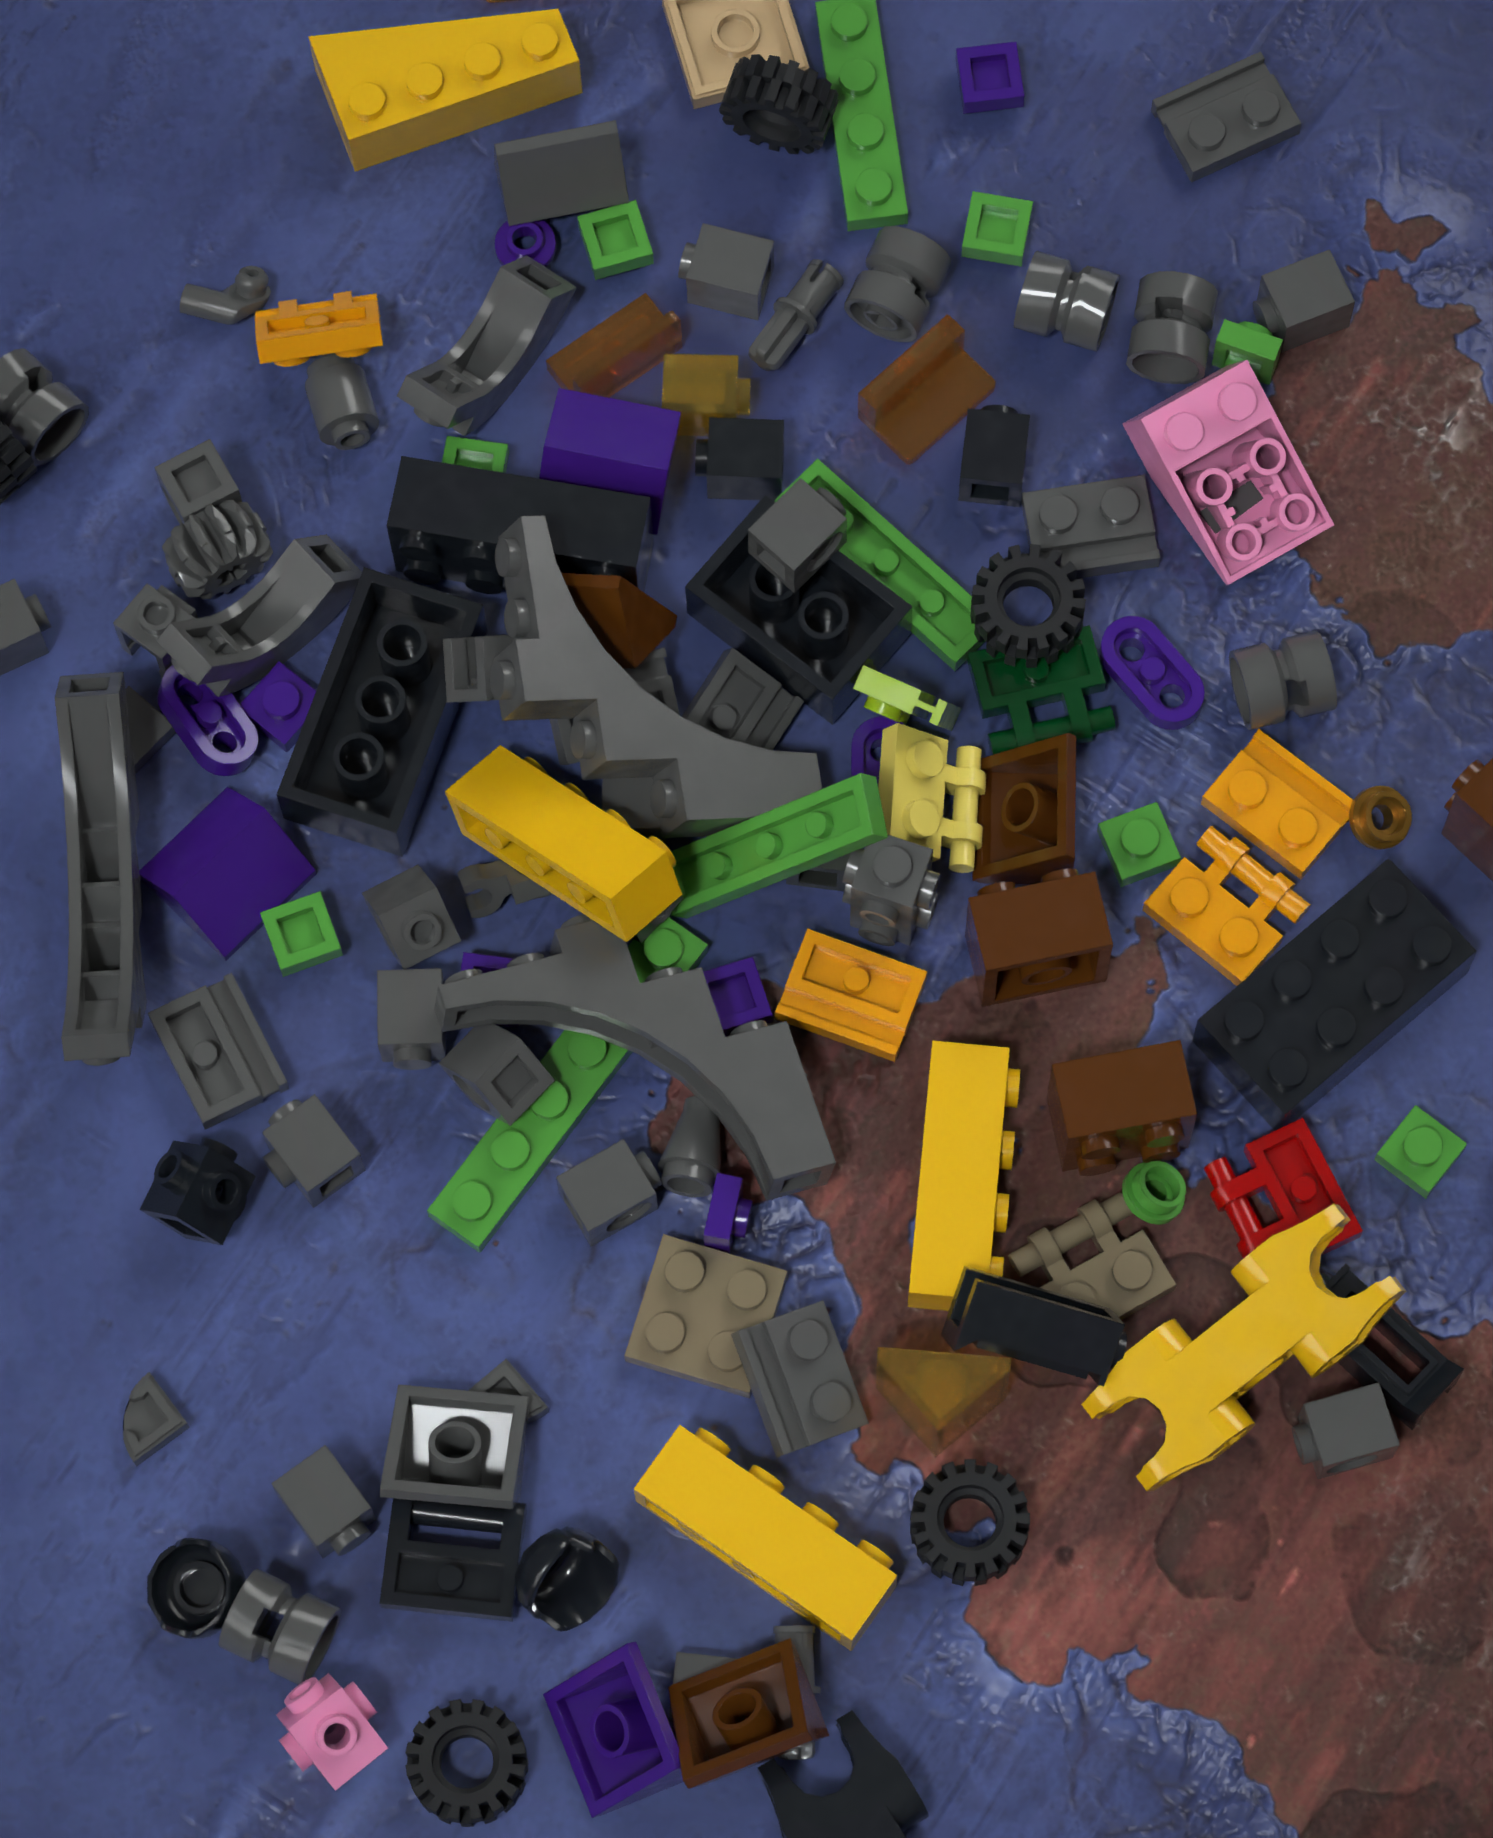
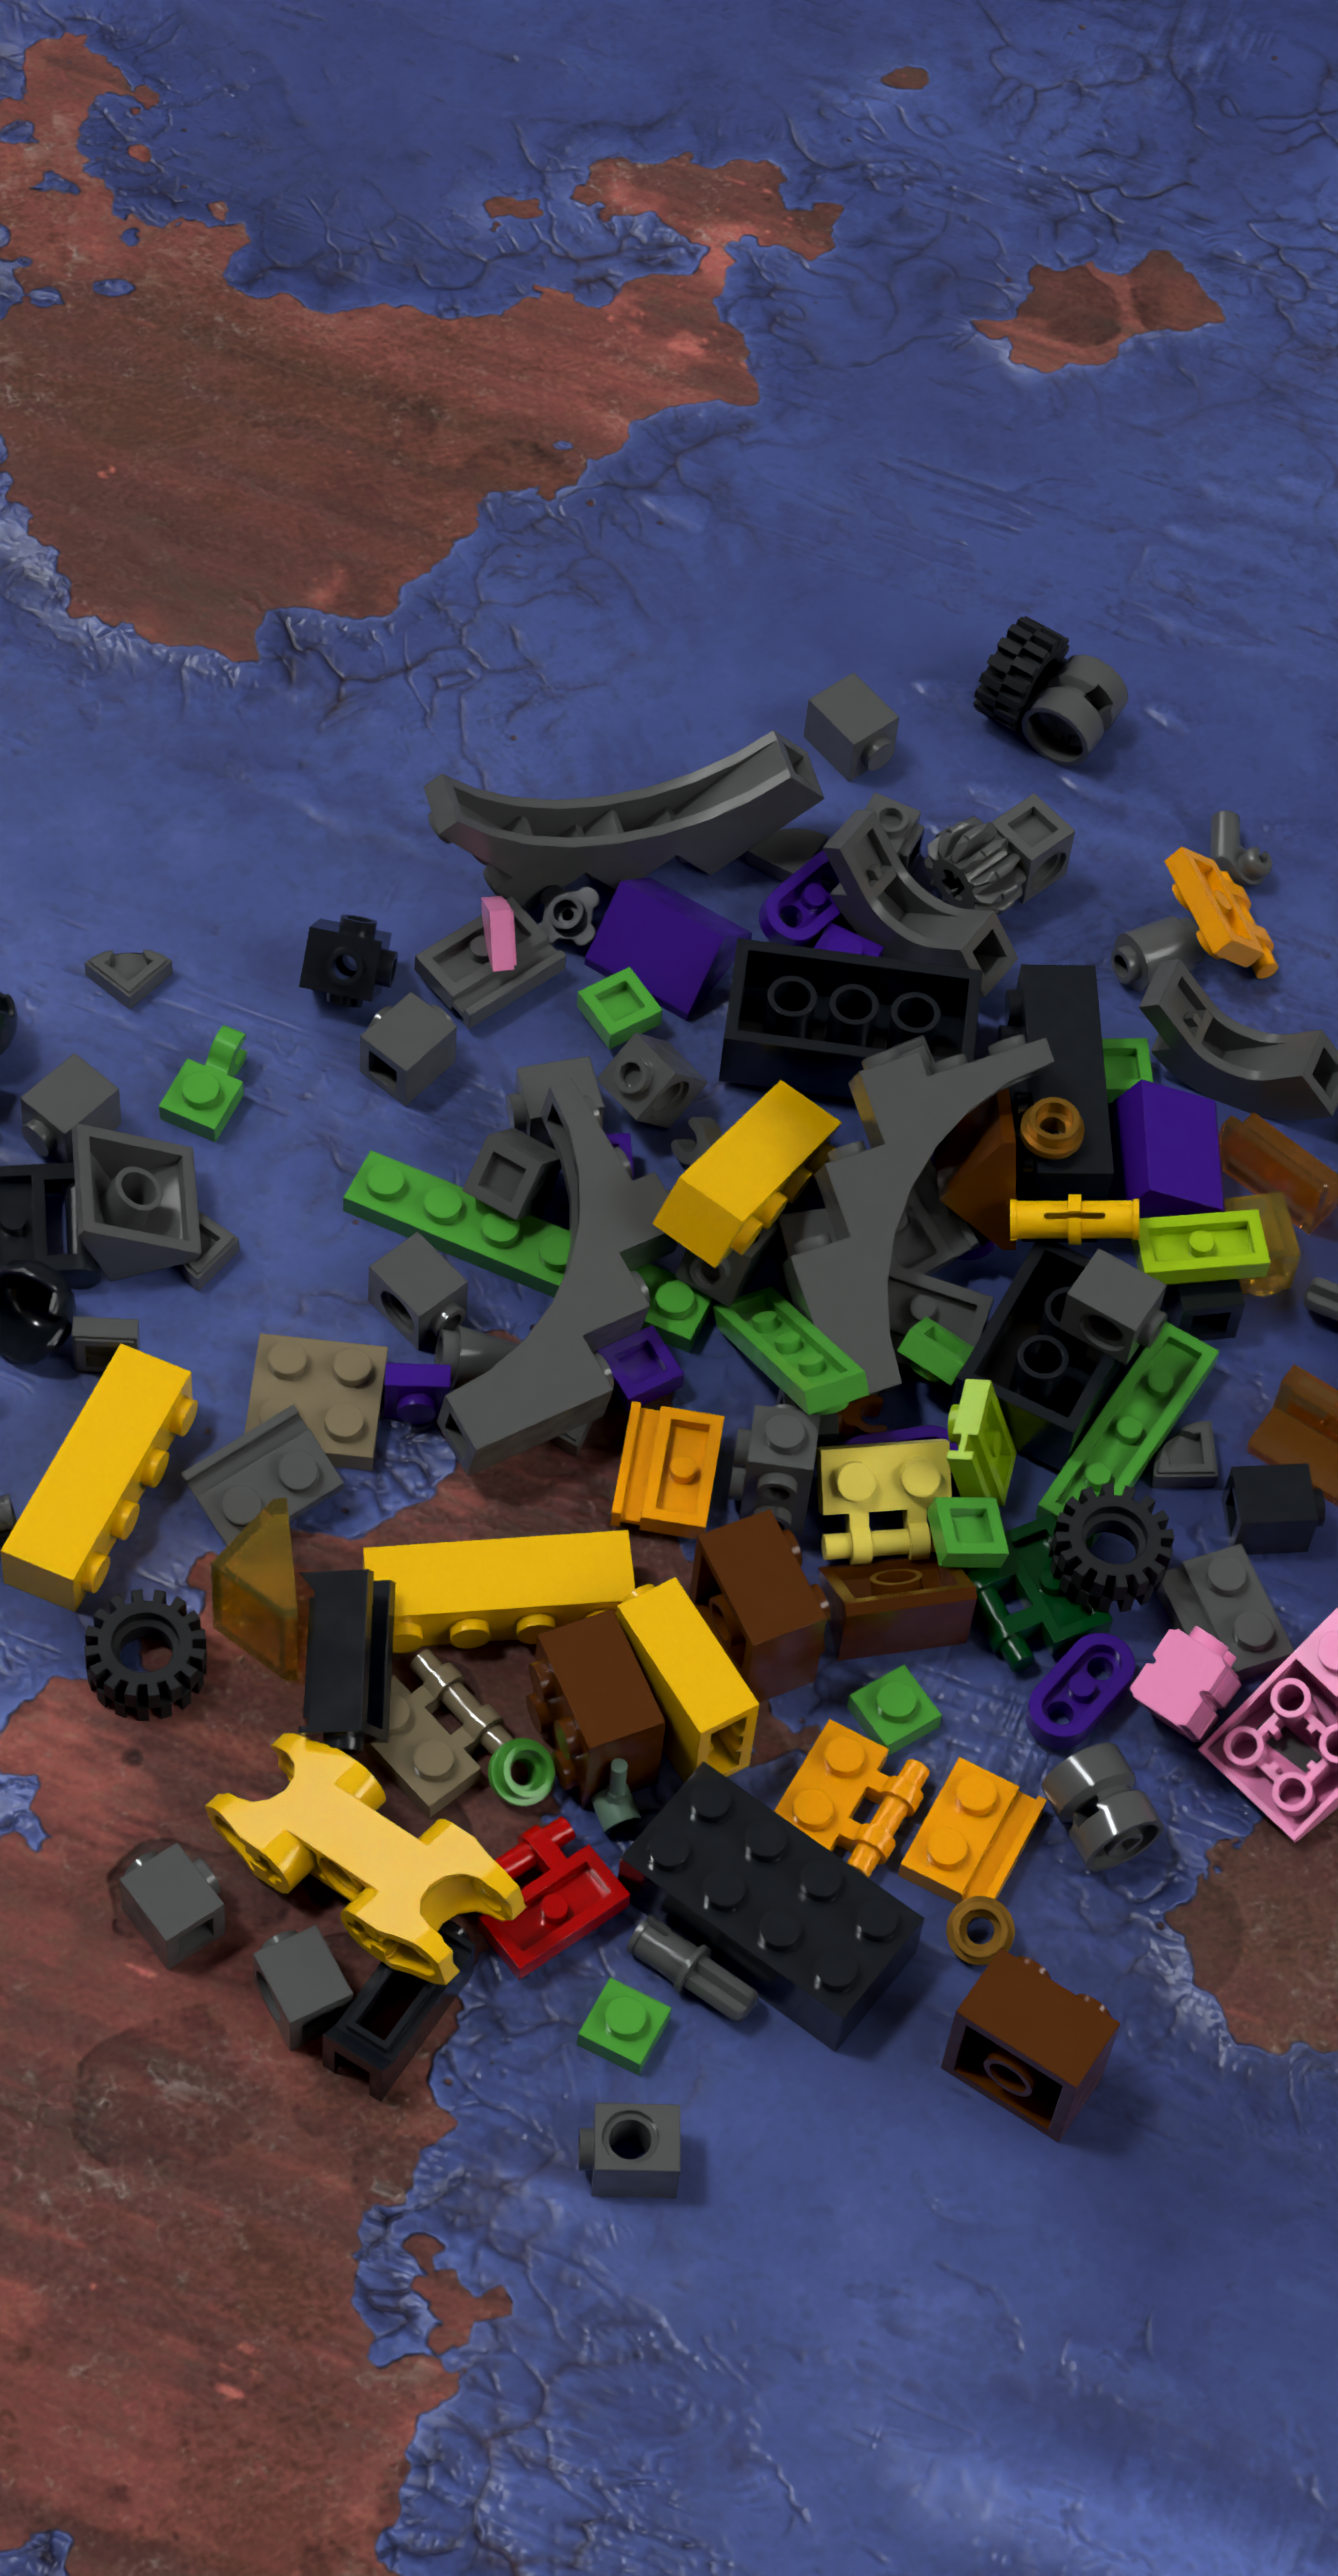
camera: 70 degrees right, 15 degrees down
(169, 945) = (581, 927): none -> black plate
(202, 1030) = (499, 933): none -> bright pink tile
(319, 1366) = (207, 1094): none -> bright green plate
(599, 523) = (1056, 1115): none -> pearl gold plate
(614, 1507) = (99, 1338): none -> dark grey tile
(688, 547) = (1074, 1219): none -> yellow pin
(727, 443) = (1202, 1247): none -> lime plate
(784, 712) = (935, 1351): none -> bright green plate
(915, 516) = (1187, 1459): none -> dark grey tile
(989, 730) = (967, 1532): none -> bright green plate
(1107, 1015) = (694, 1682): none -> yellow brick
(1189, 572) = (1188, 1682): none -> bright pink brick
(1209, 1113) = (616, 1802): none -> sand green hand
(1241, 1536) = (173, 1903): none -> dark grey brick
(1379, 1079) = (691, 1968): none -> dark grey axle

